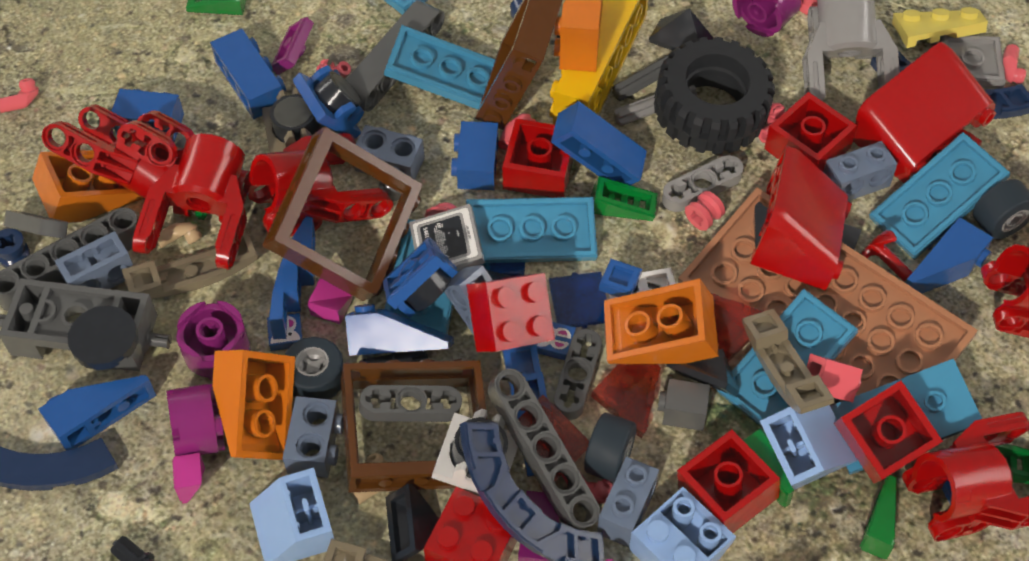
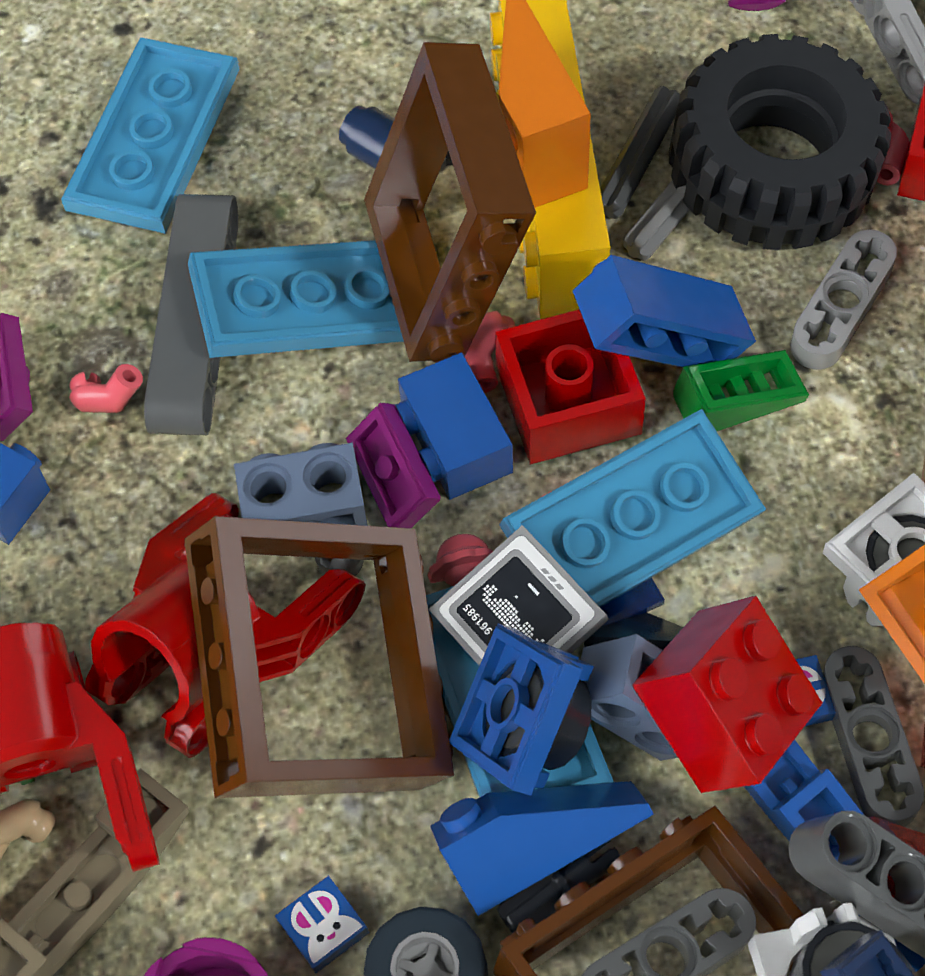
camera: 25 degrees left, 5 degrees up
(288, 121) = (97, 520): piece -> none
(289, 282) = (292, 848): blue slope -> none
(329, 302) = (369, 826): dark pink slope -> none
(331, 100) = (147, 447): blue piece -> none
(437, 161) = (393, 467): none -> magenta plate
(578, 299) = (791, 590): clear blue piece -> none
(620, 278) = (856, 537): blue tile -> none
(678, 29) = (641, 60): black slope -> none
(705, 210) = (884, 344): coral wheel -> none

